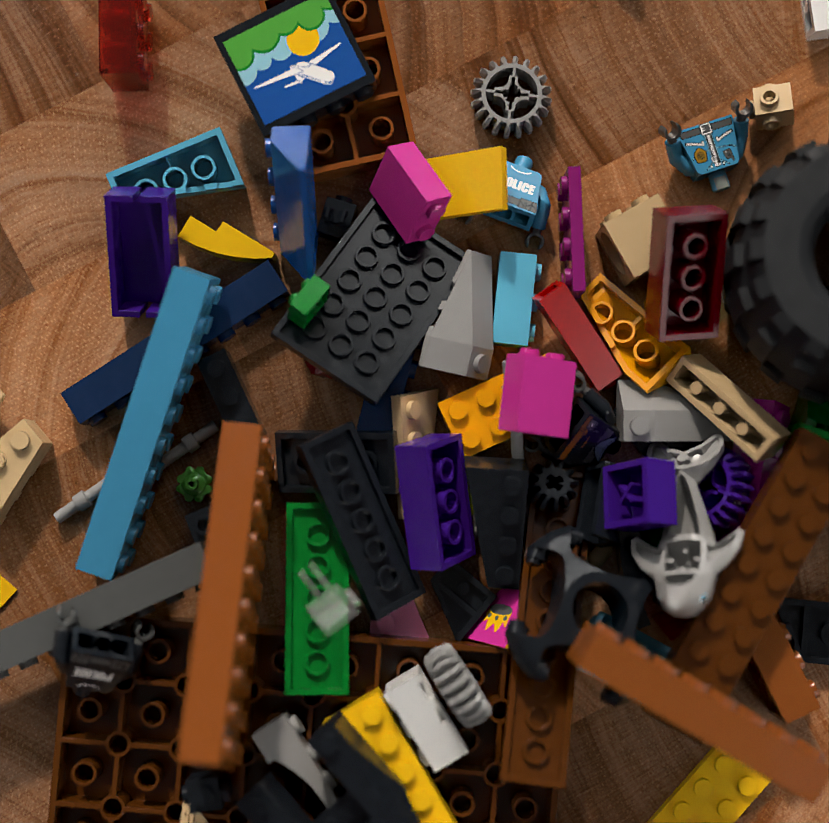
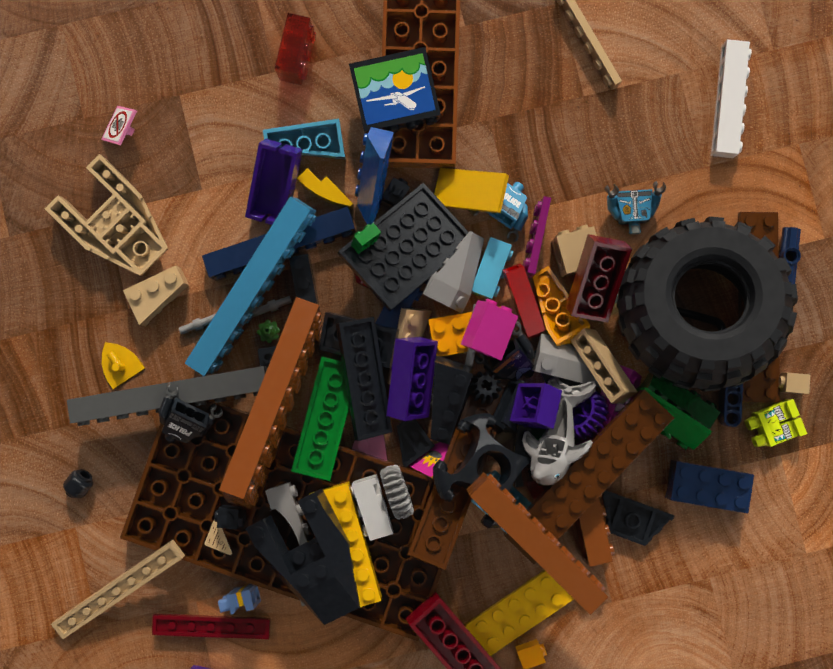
camera: 10 degrees right, 0 degrees up
(334, 606) = (334, 425): clear brick -> none
(409, 192) = (444, 187): dark pink brick -> none
(521, 99) = (514, 142): light grey gear -> none
(772, 106) = (678, 190): tan brick -> none

